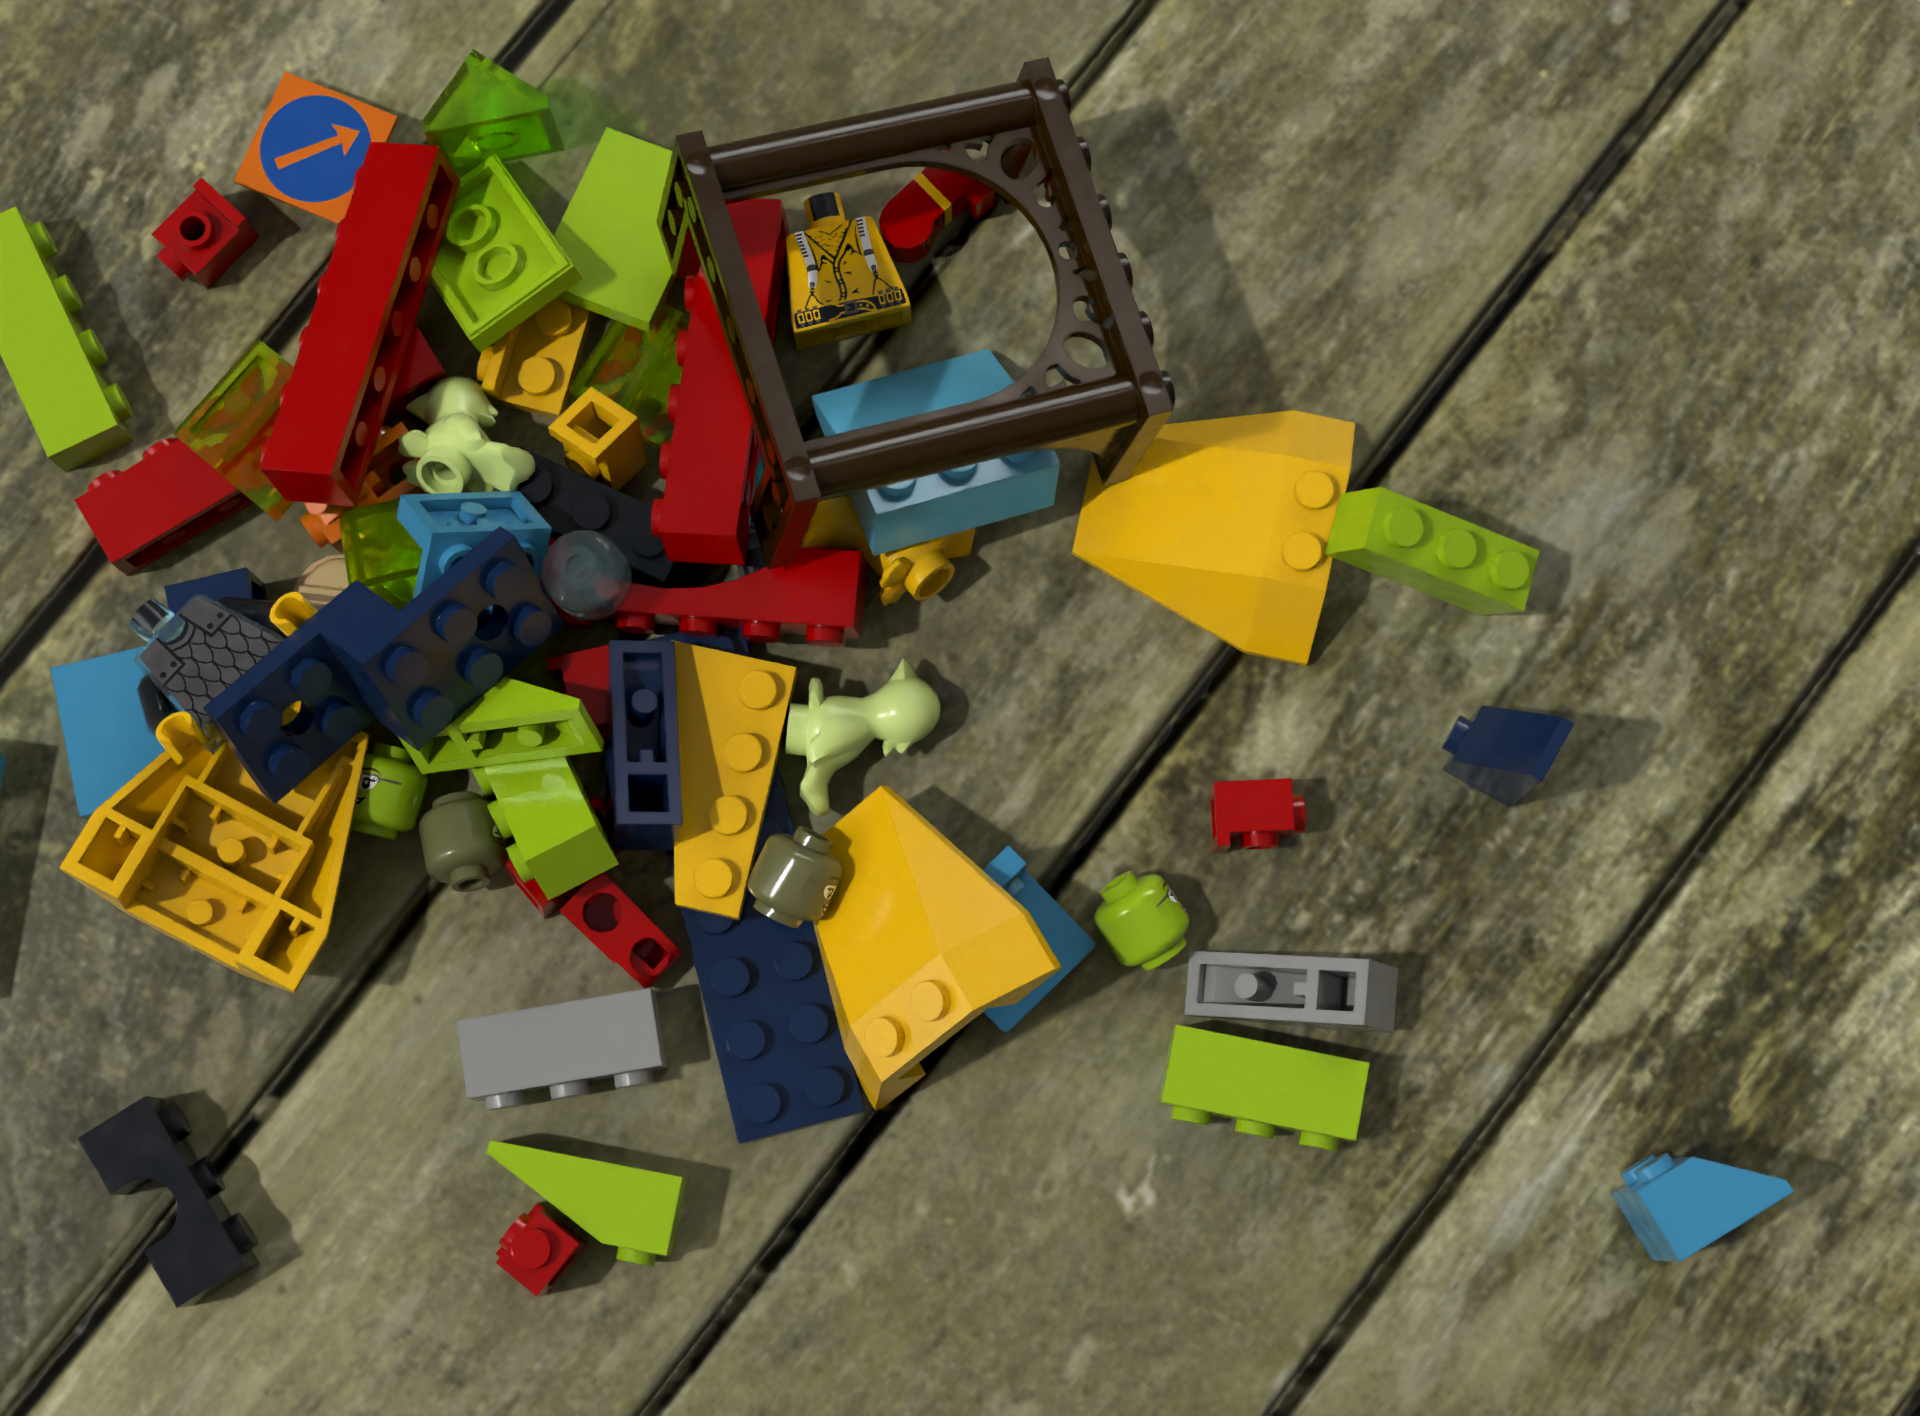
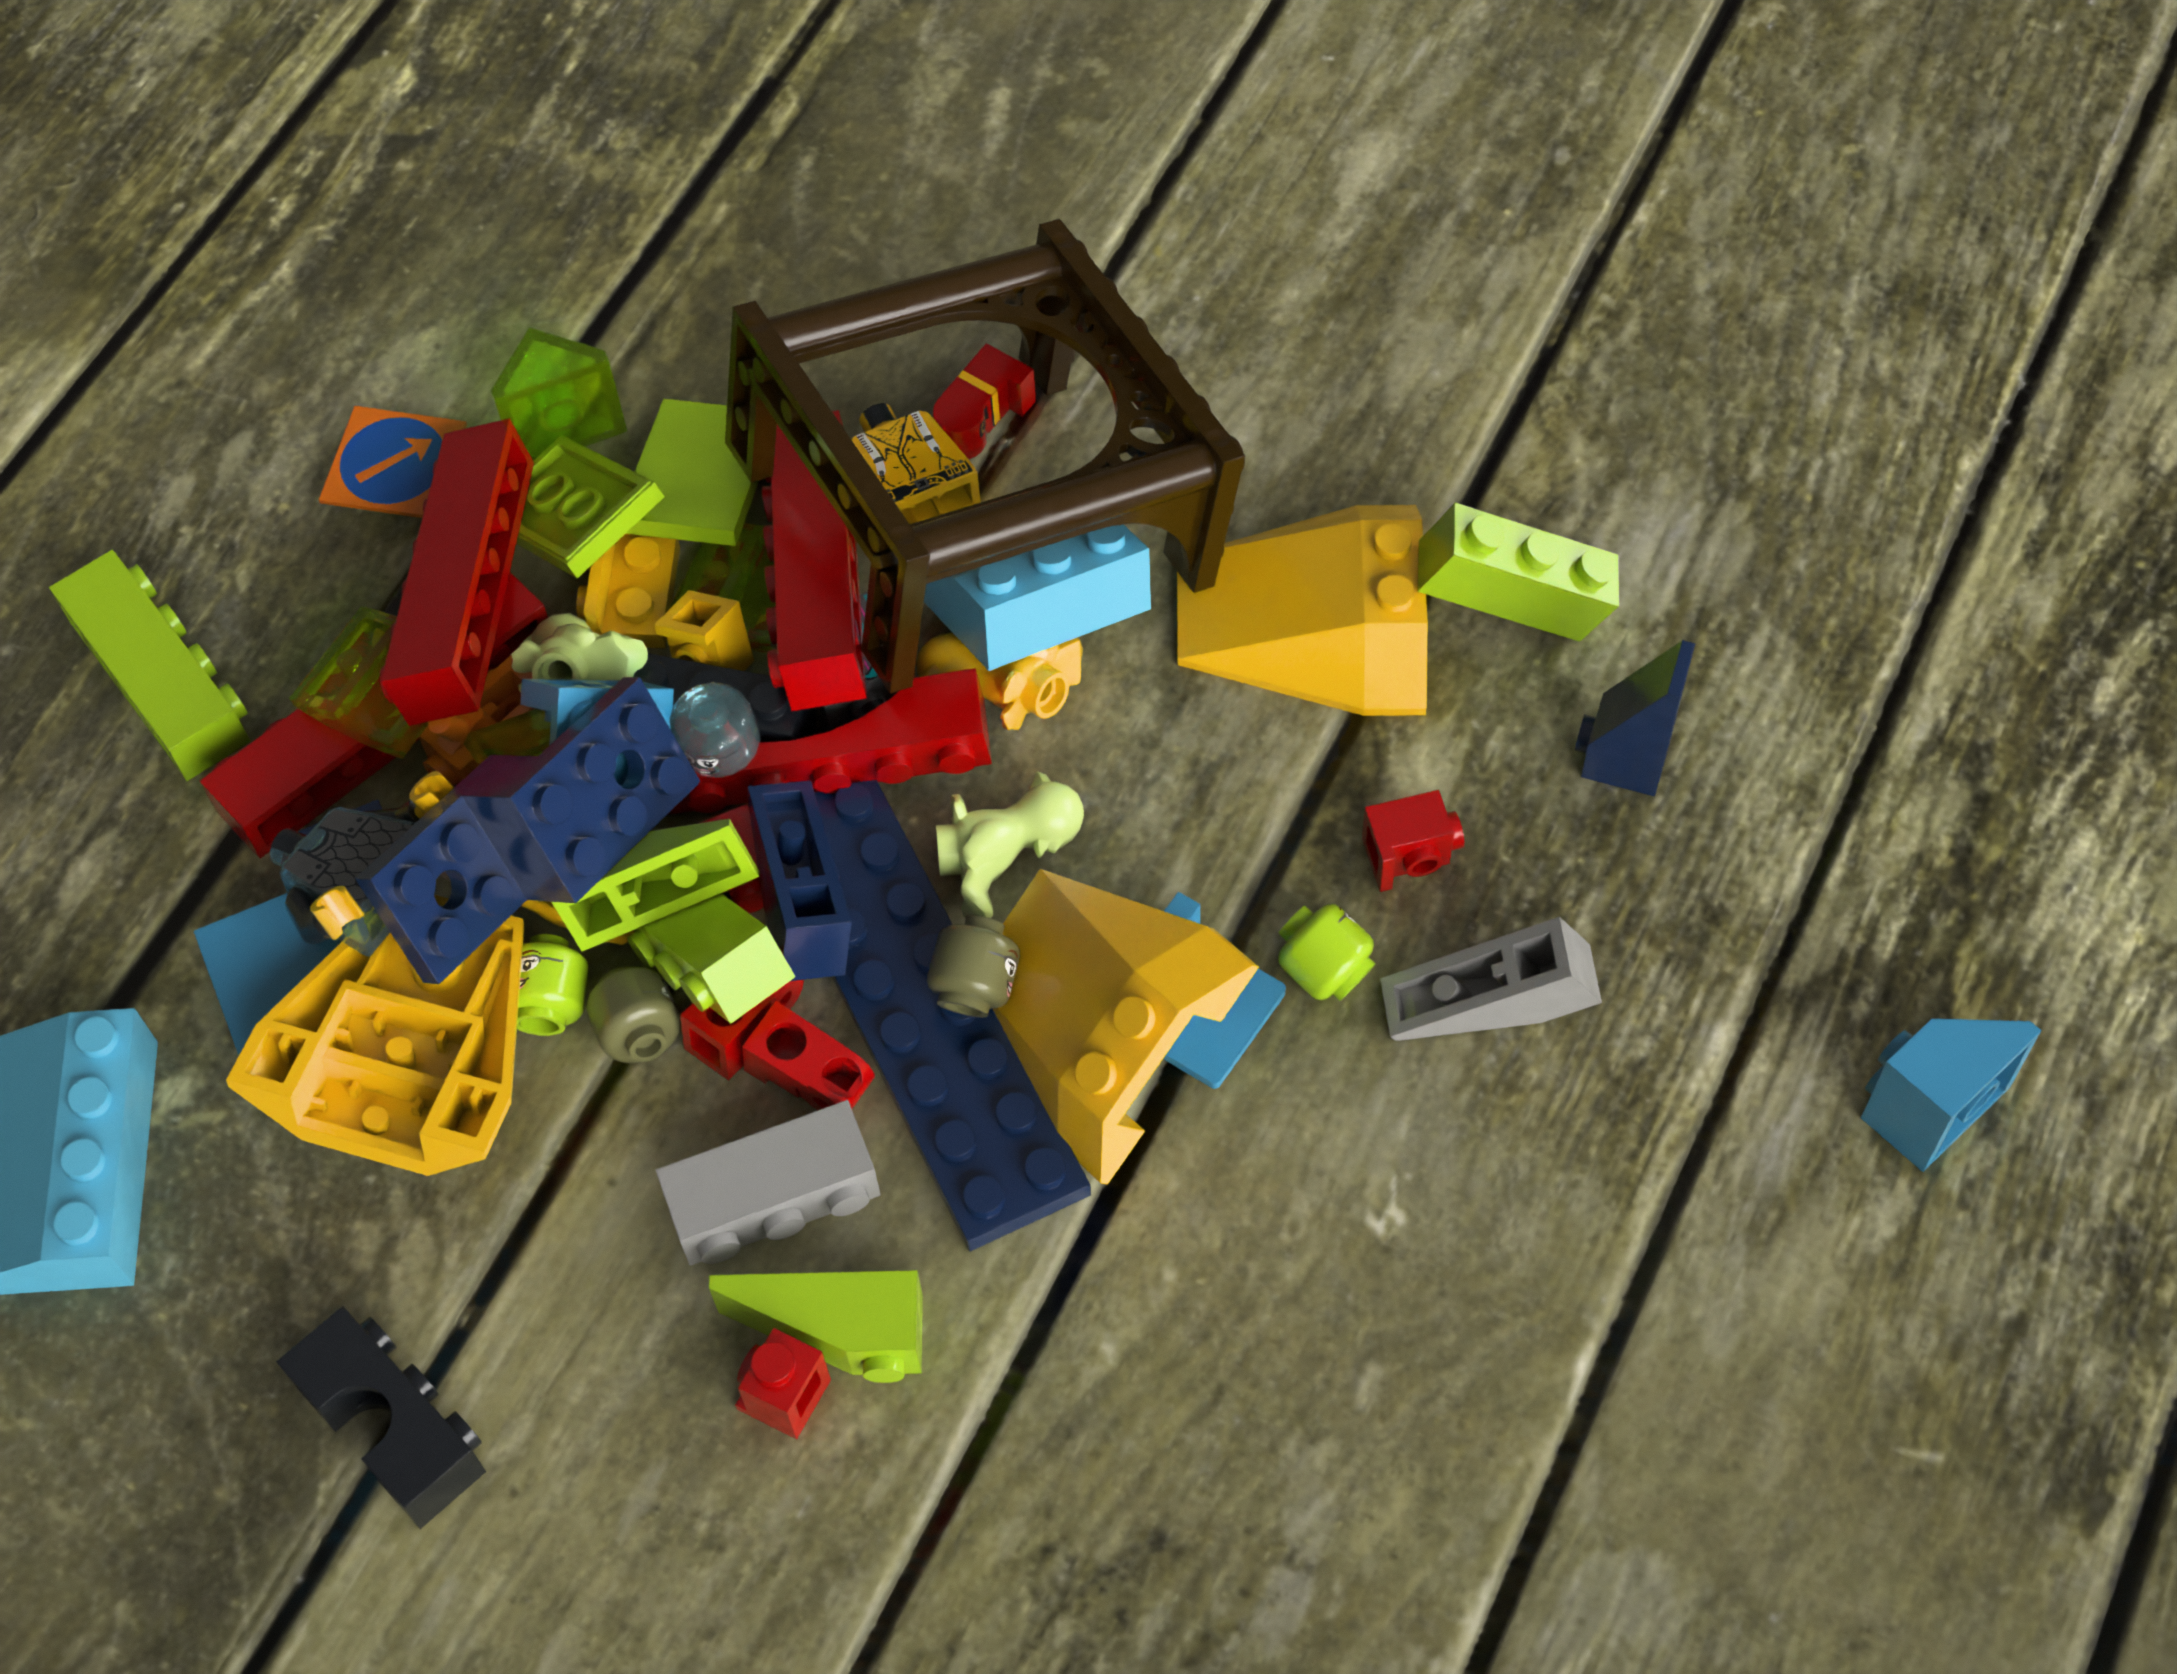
camera: 10 degrees left, 20 degrees down
(223, 242) = (297, 551): red brick -> none
(729, 747) = (886, 872): yellow wing -> none
(1263, 1087) = (1486, 1077): lime brick -> none

